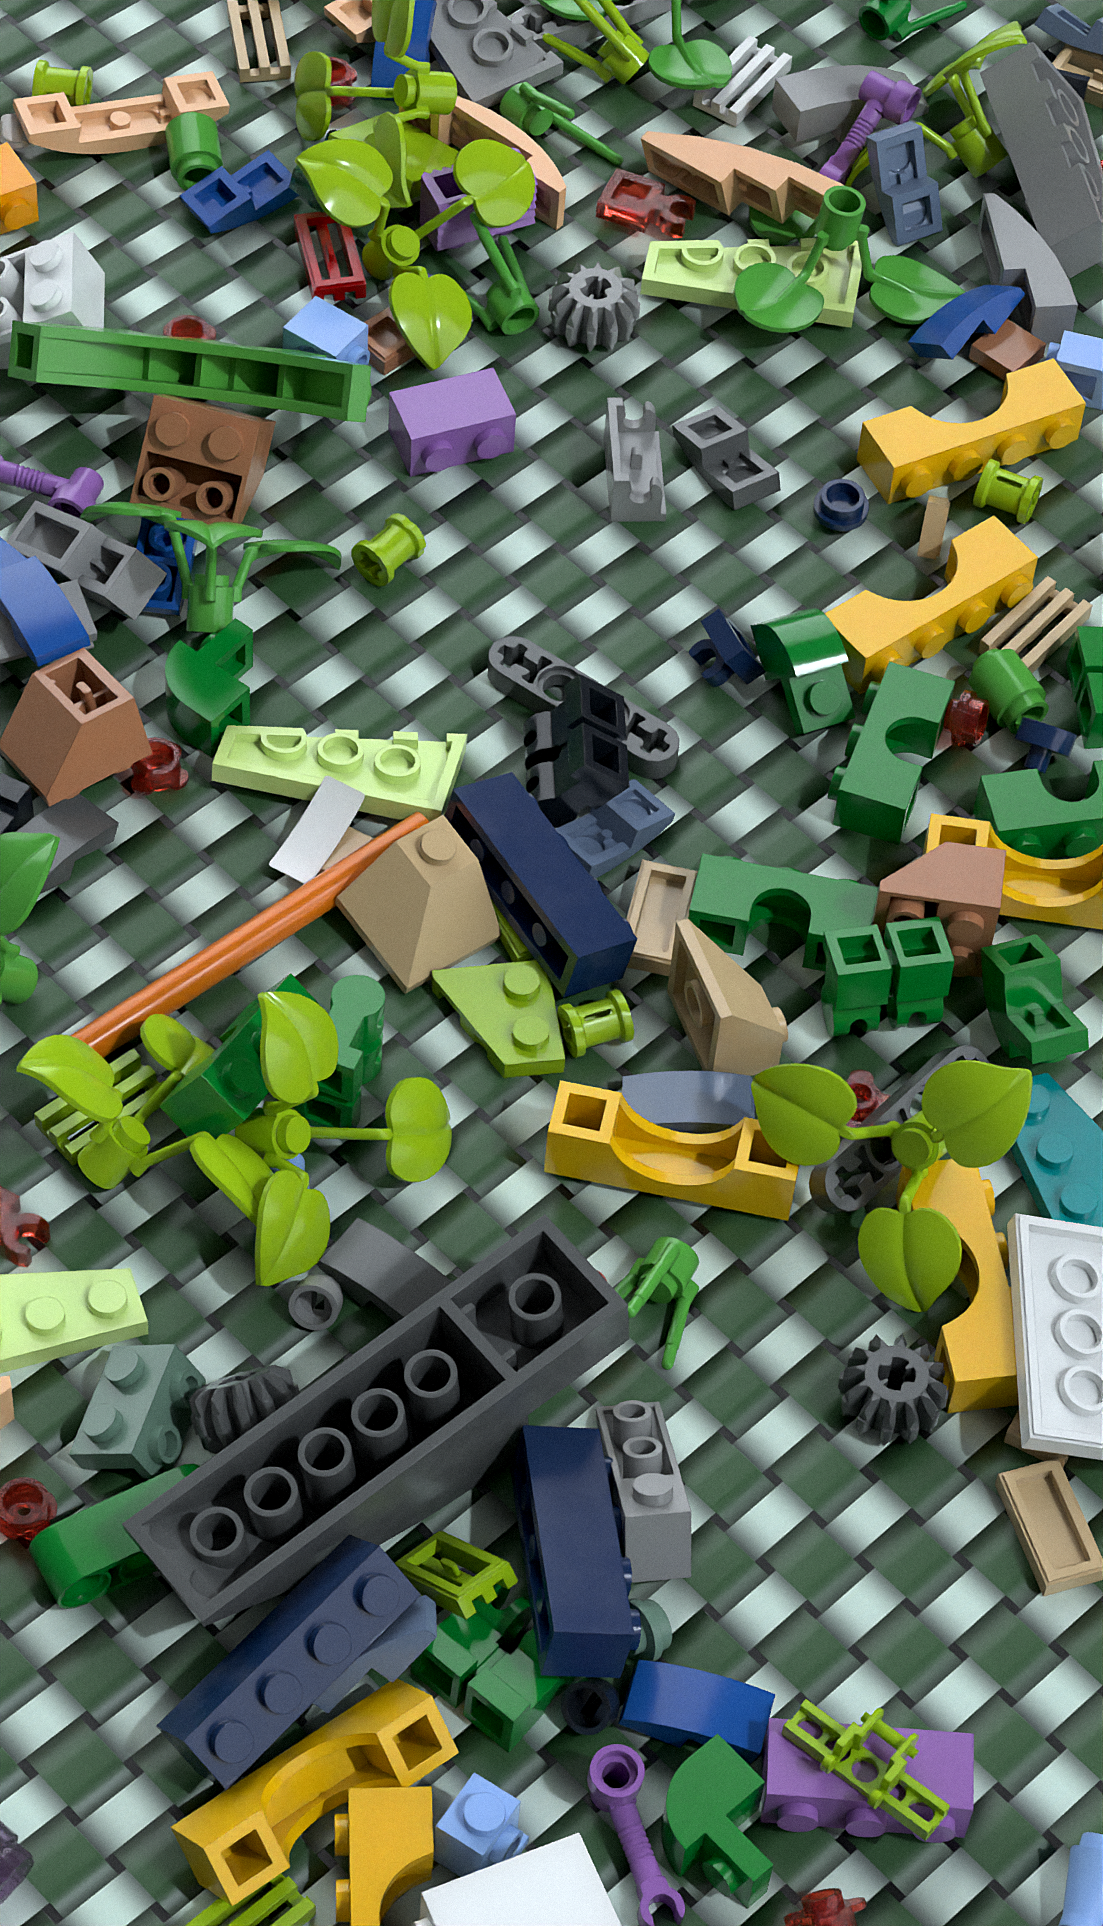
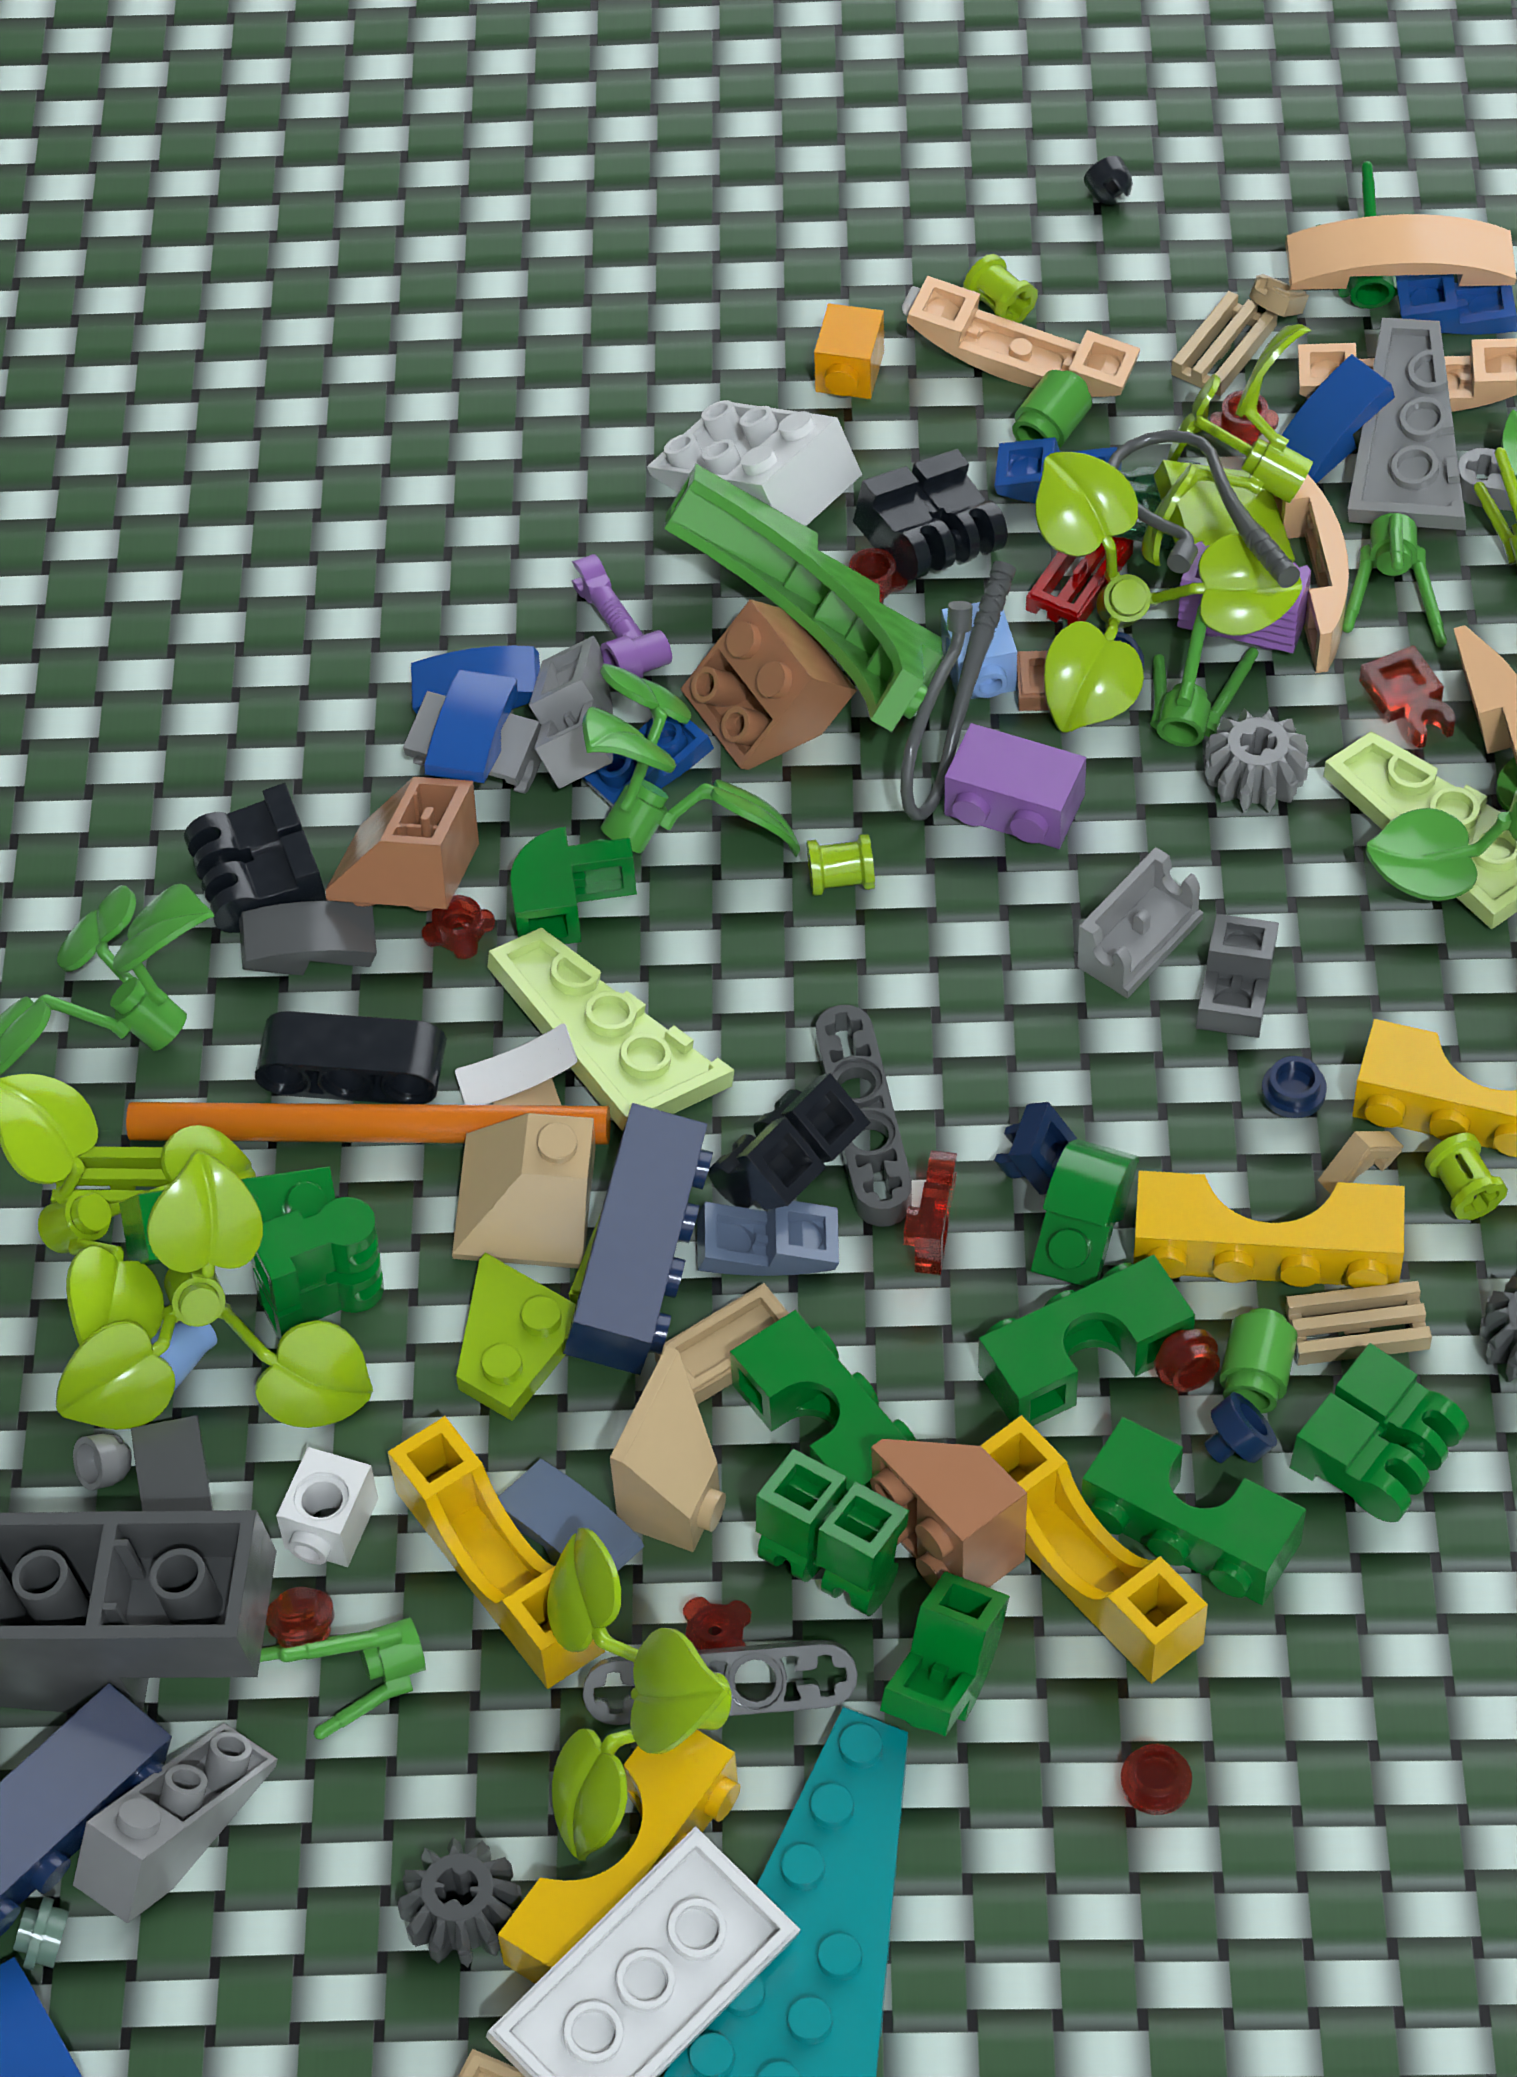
camera: 50 degrees right, 0 degrees up
(185, 905) = (350, 1058): none -> black beam
(193, 273) = (929, 515): none -> black legs
(340, 315) = (958, 622): none -> dark grey piece
(444, 175) = (1185, 550): none -> dark grey piece
(512, 1190) = (324, 1483): none -> white brick
(595, 1023) = (565, 1395): lime bush -> none
(713, 742) = (929, 1224): none -> clear red plate

